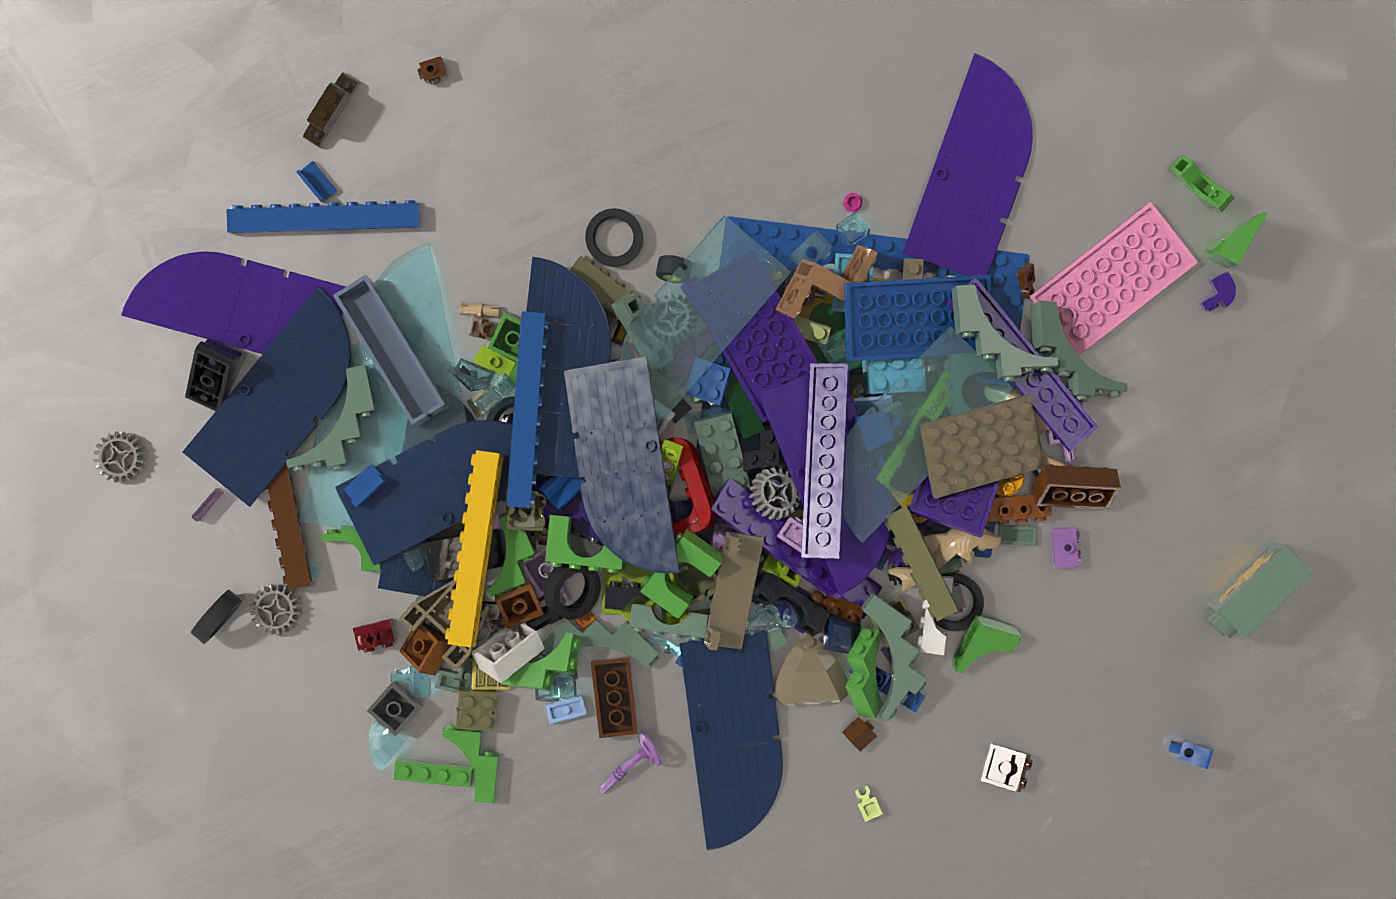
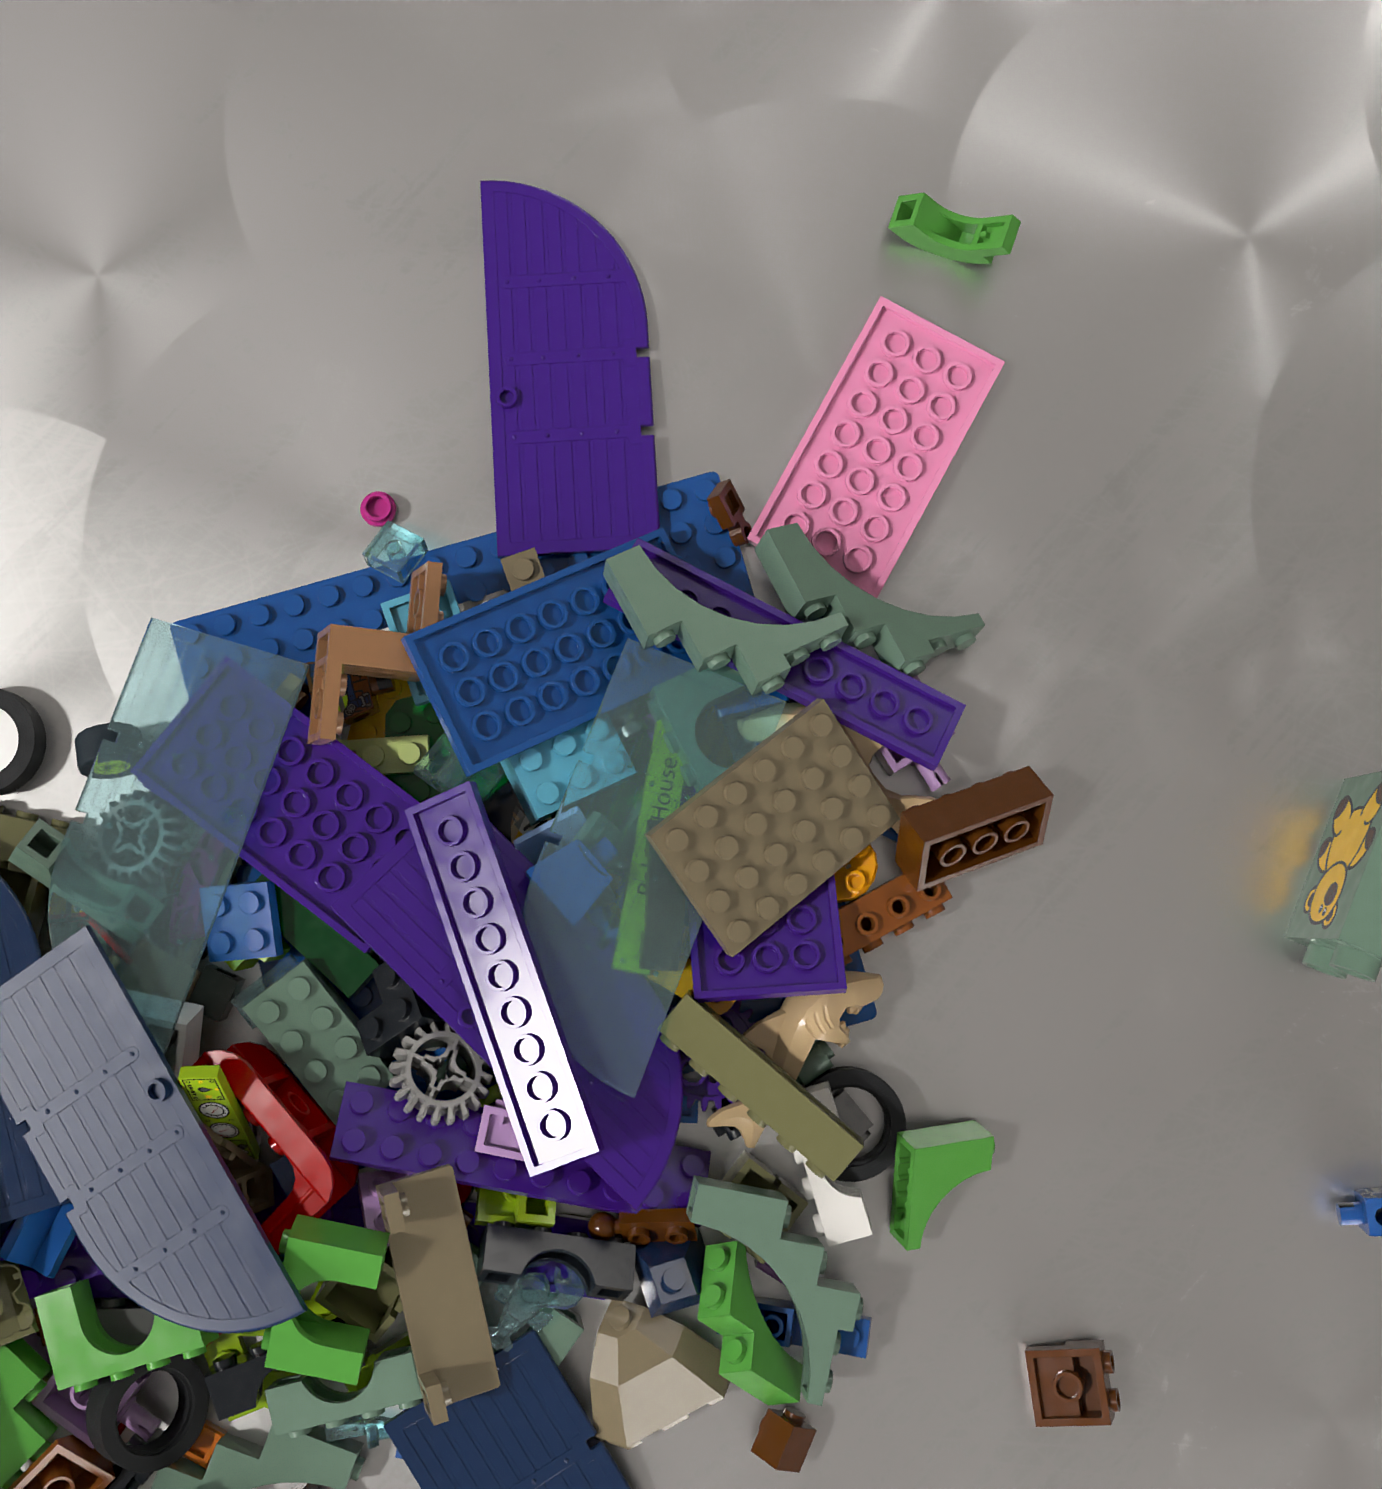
camera: 30 degrees left, 5 degrees down
(815, 241) = (333, 600): clear light blue brick -> none
(1018, 534) = (907, 955): sand green tile -> none
(1065, 547) = (999, 942): medium lavender brick -> none
(1225, 292) = (1072, 393): dark purple brick -> none
(1232, 246) = (1060, 294): bright green slope -> none

